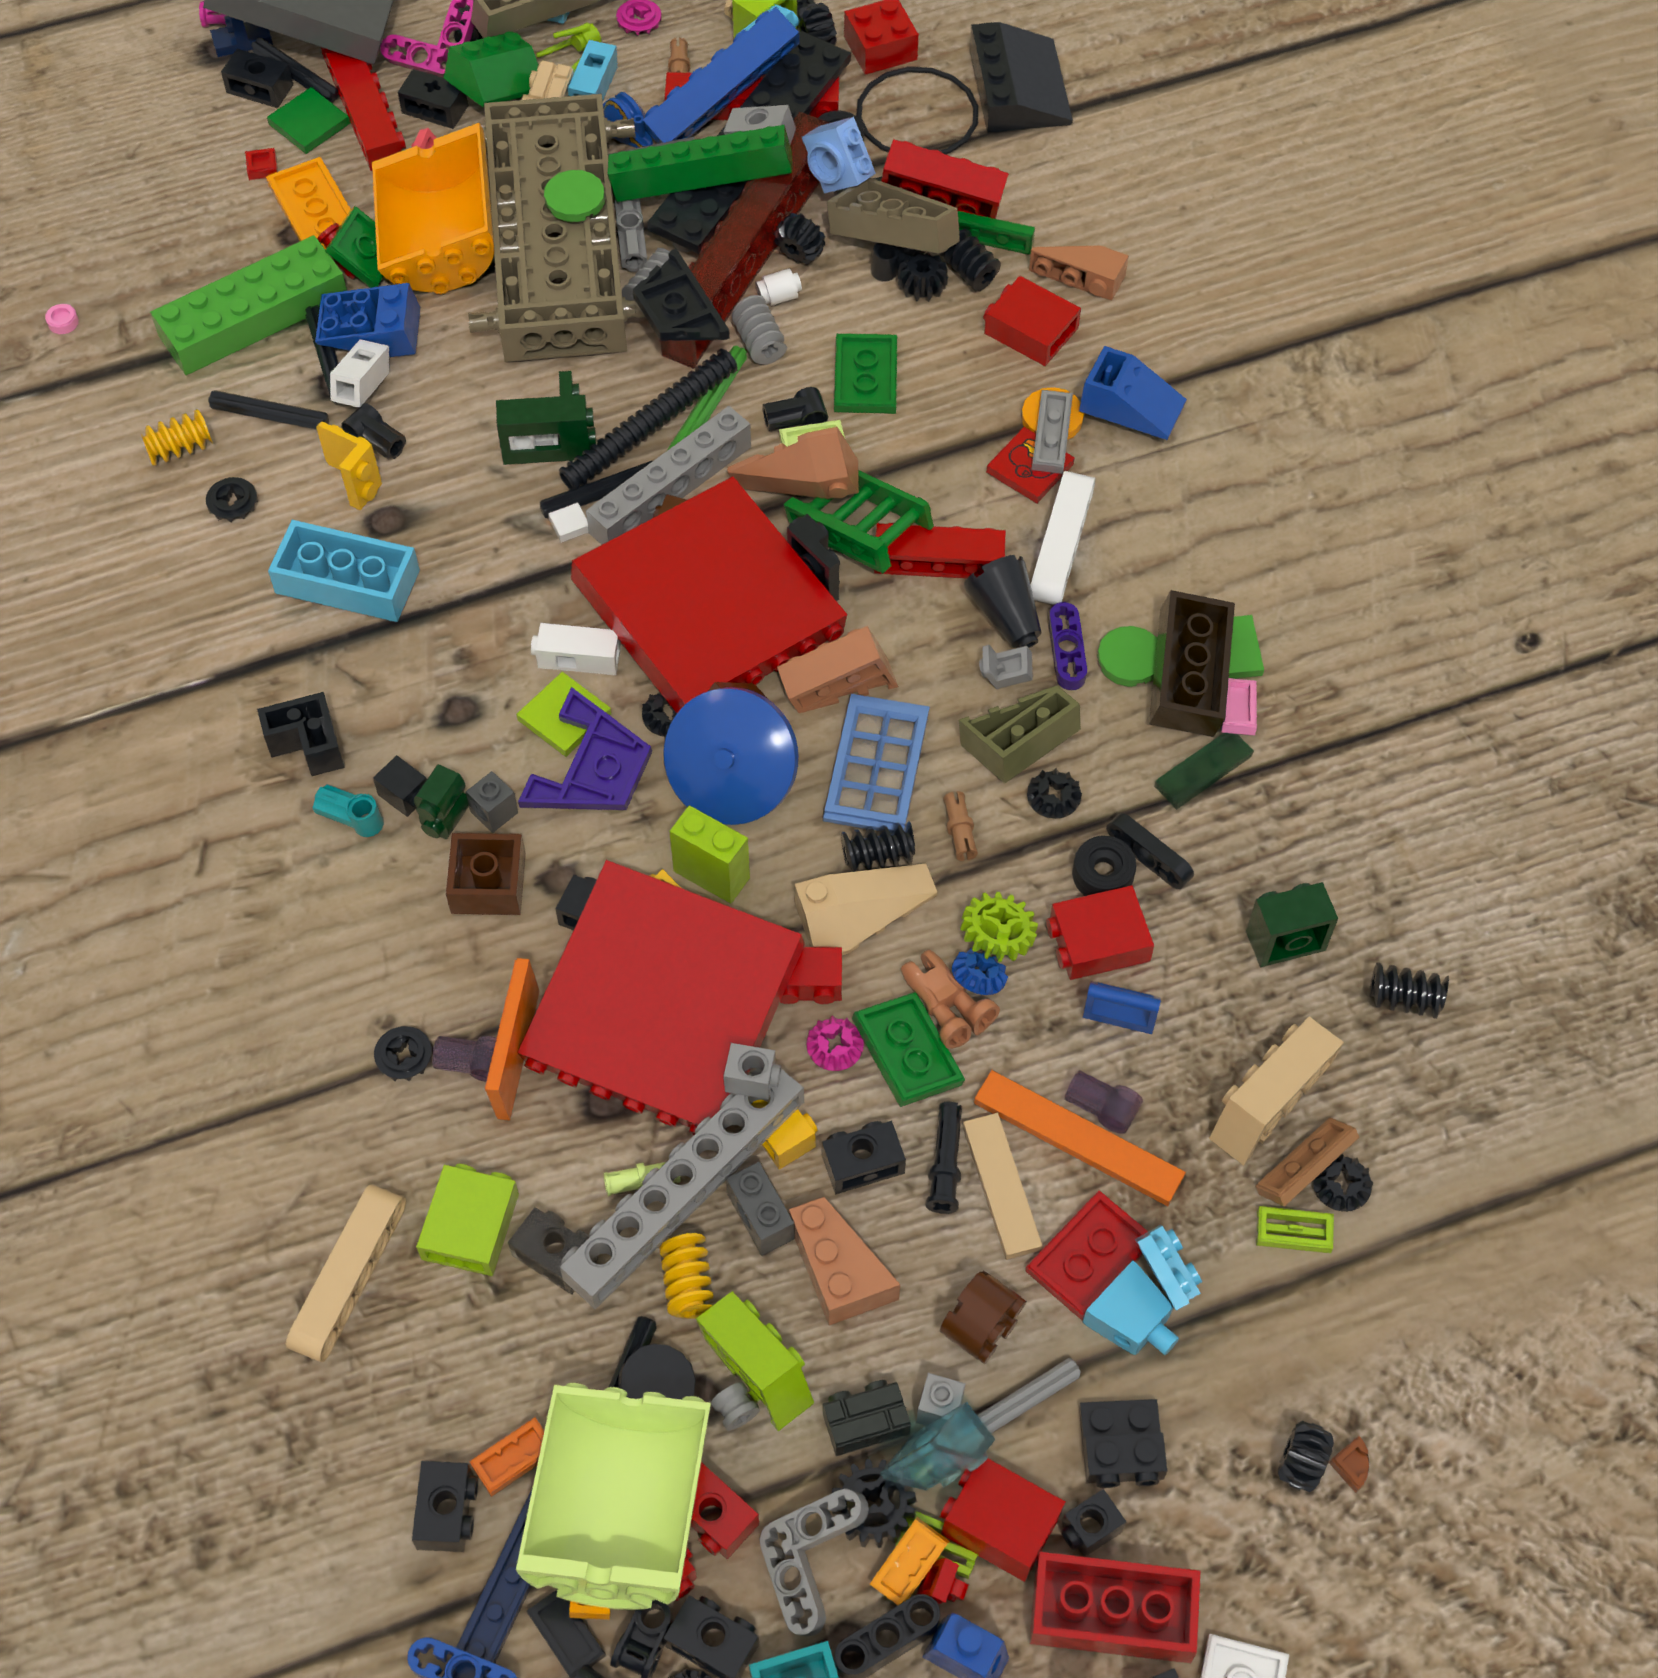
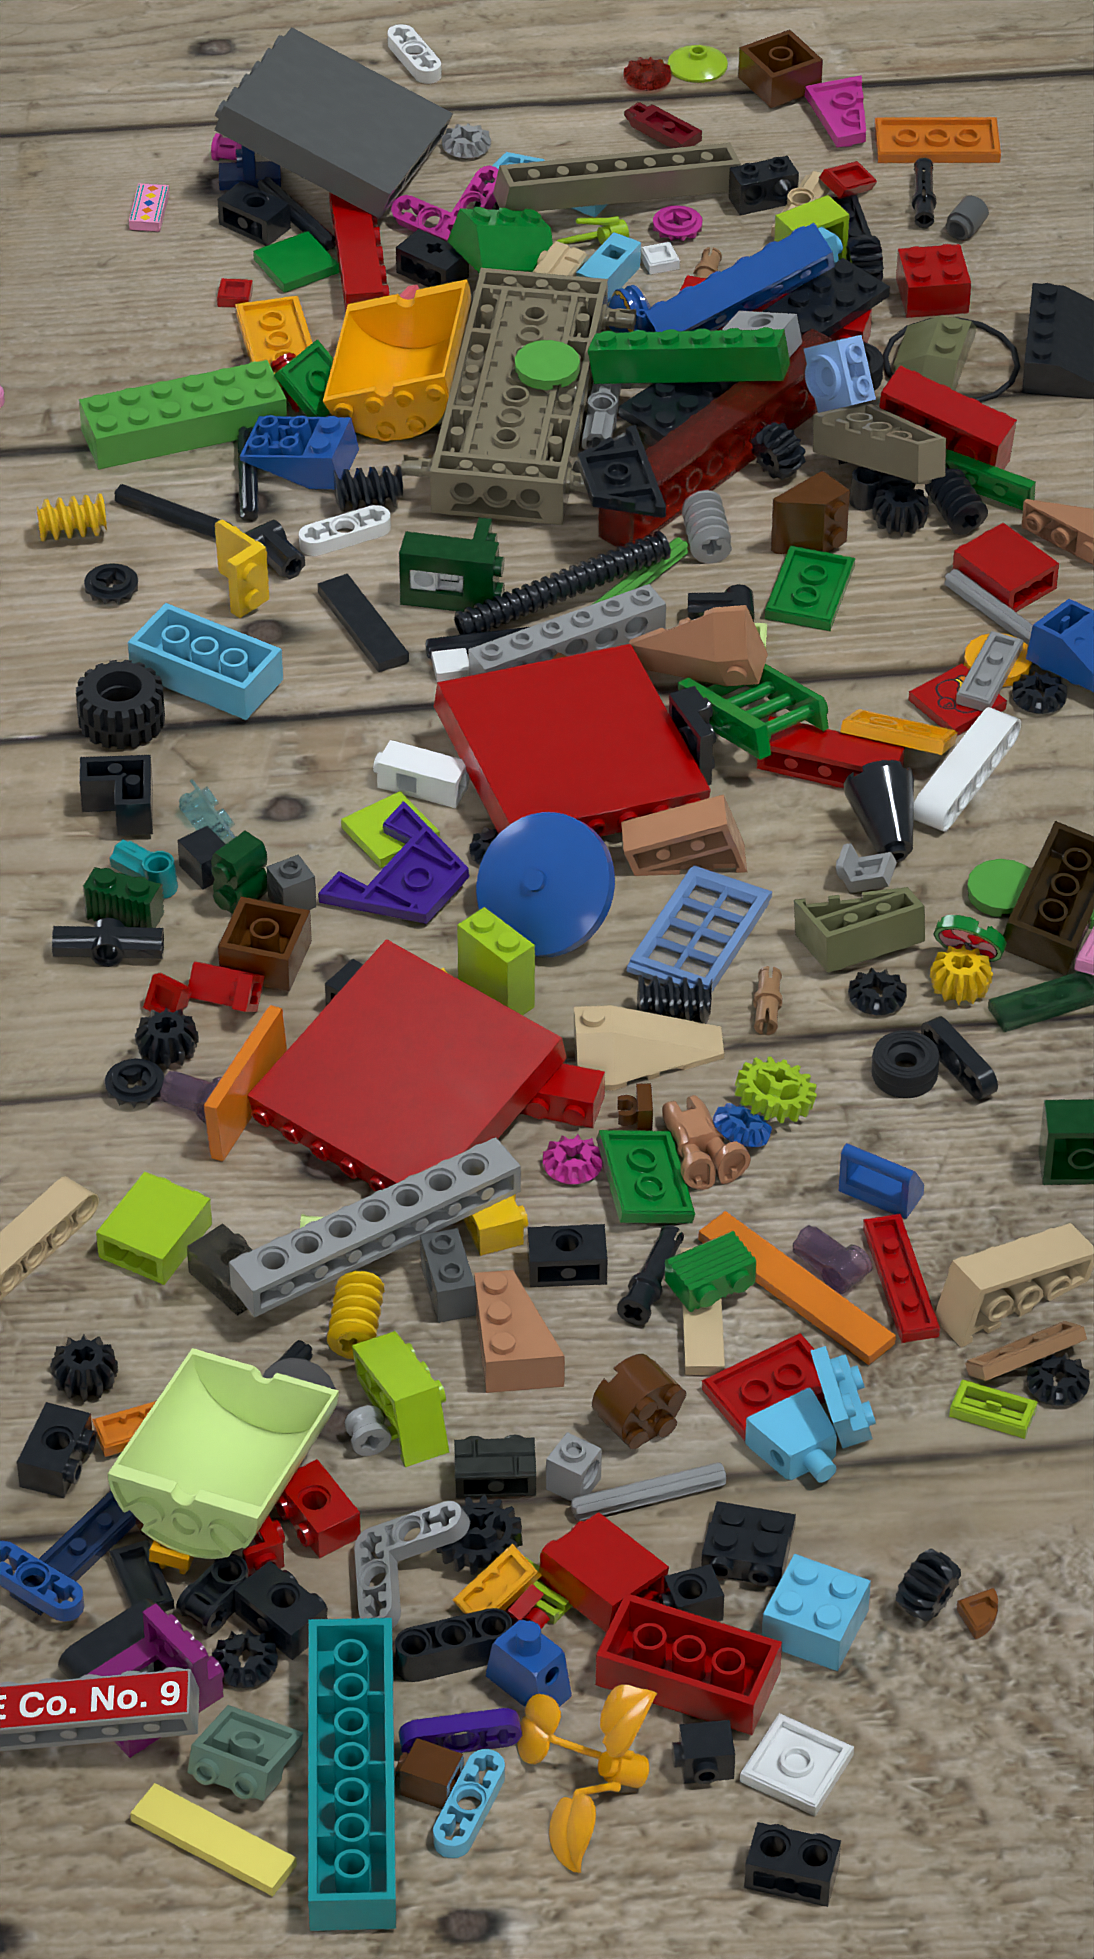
camera: 15 degrees right, 15 degrees down
(158, 88) = (149, 207): none -> bright pink tile
(280, 655) = (120, 704): none -> black tyre
(335, 901) = (108, 942): none -> black piece
(338, 852) = (123, 898): none -> dark green brick
(359, 373) = (275, 491): white brick -> none
(381, 728) = (201, 805): none -> clear light blue hinge
(408, 952) = (166, 992): none -> red tile
(424, 985) = (167, 1037): none -> black gear
(425, 409) = (315, 537): none -> white beam
(438, 1390) = (84, 1367): none -> black gear
(443, 349) = (369, 487): none -> black piece
(461, 927) = (226, 986): none -> red bracket
(476, 493) = (363, 622): none -> black tile
(633, 55) = (660, 258): none -> white tile
(746, 1057) = (470, 1135): light grey brick -> none
(779, 287) = (742, 493): white brick -> none
(851, 302) = (811, 515): none -> reddish brown slope
(884, 976) = (639, 1108): none -> reddish brown tile
(903, 109) = (937, 348): none -> olive wedge
(941, 1450) = (554, 1493): clear light blue slope -> none
(993, 513) = (899, 731): none -> light orange tile
(1004, 1149) = (711, 1271): none -> green brick
(1033, 362) = (989, 605): none -> light grey axle
(1061, 657) = (933, 855): dark purple beam -> none
(1095, 451) = (1030, 700): none -> black gear
(1100, 933) = (880, 1115): red brick -> none
(1124, 760) = (961, 974): none -> yellow gear
(1125, 724) = (964, 930): none -> tile
(1169, 1104) = (901, 1278): none -> red tile
(1211, 1511) = (816, 1611): none -> medium azure brick

